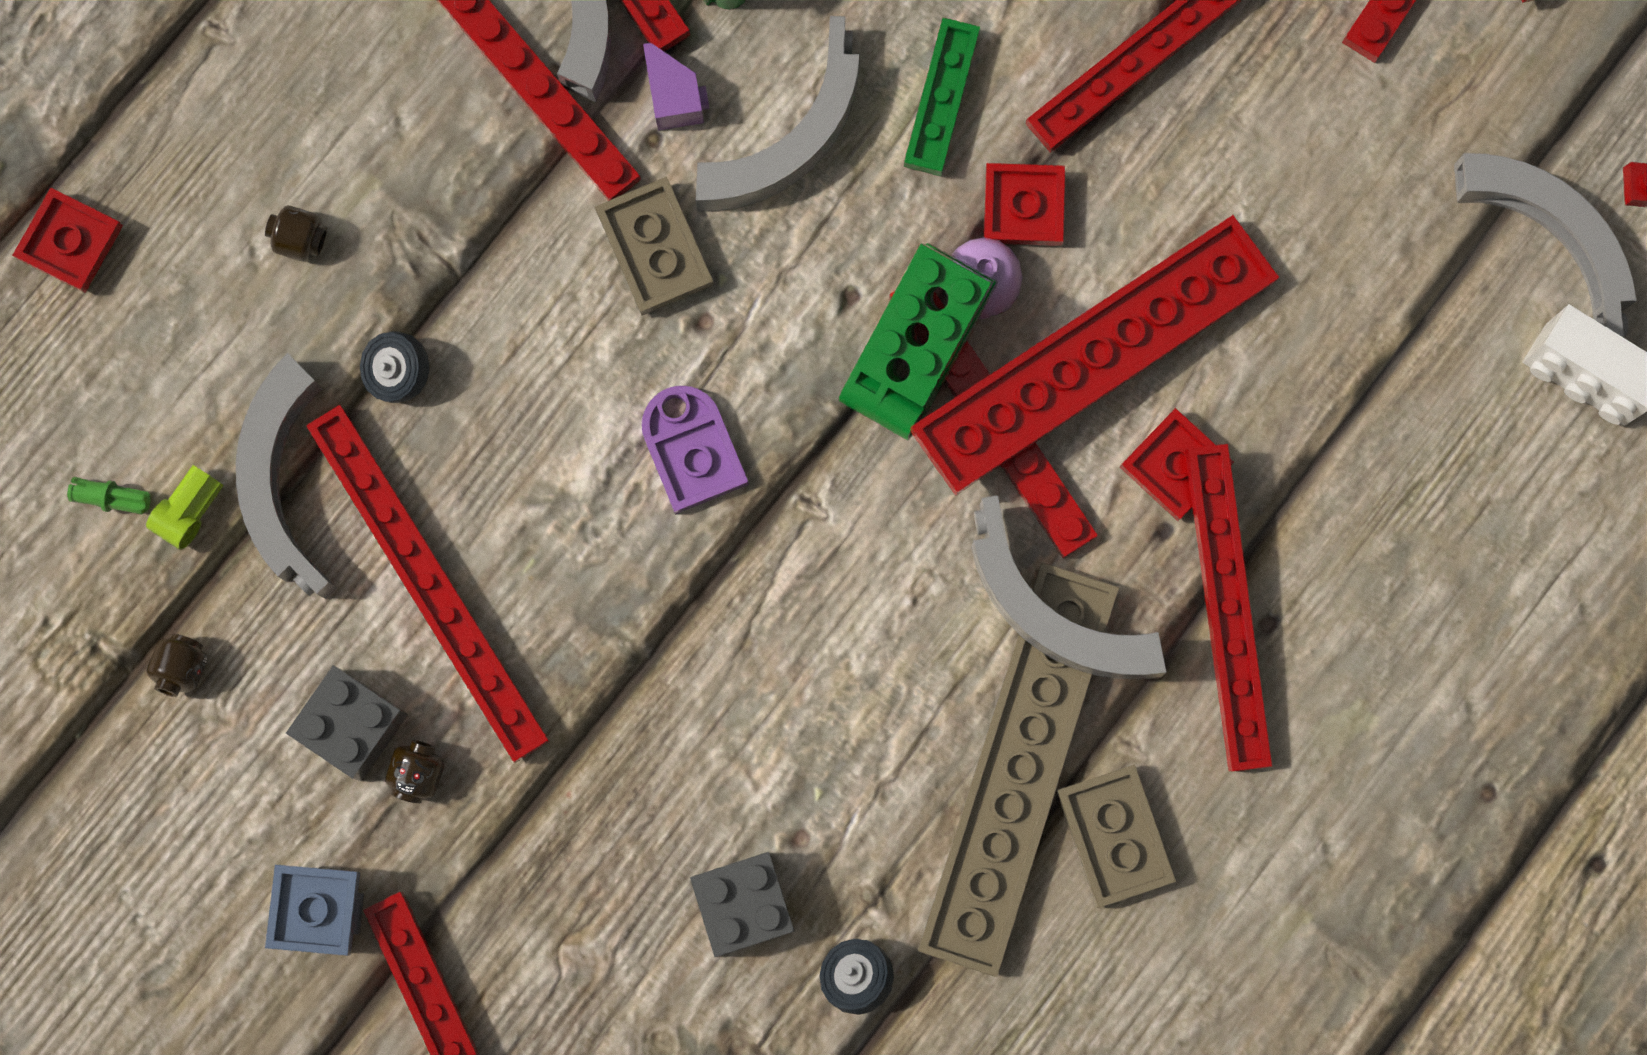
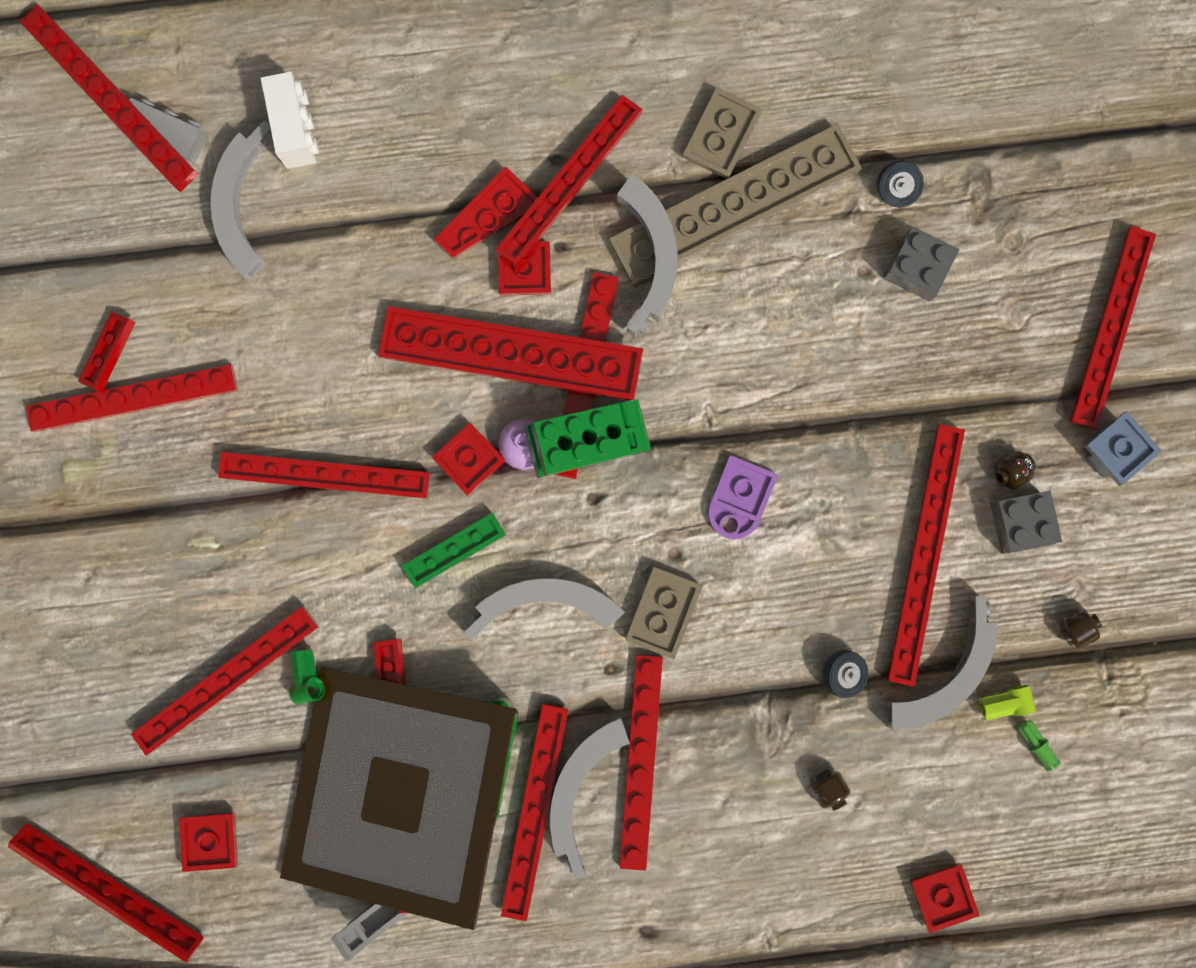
camera: 140 degrees left, 5 degrees up
(674, 91) = (579, 681): medium lavender slope -> none
(1279, 493) = (490, 211): none -> red wing

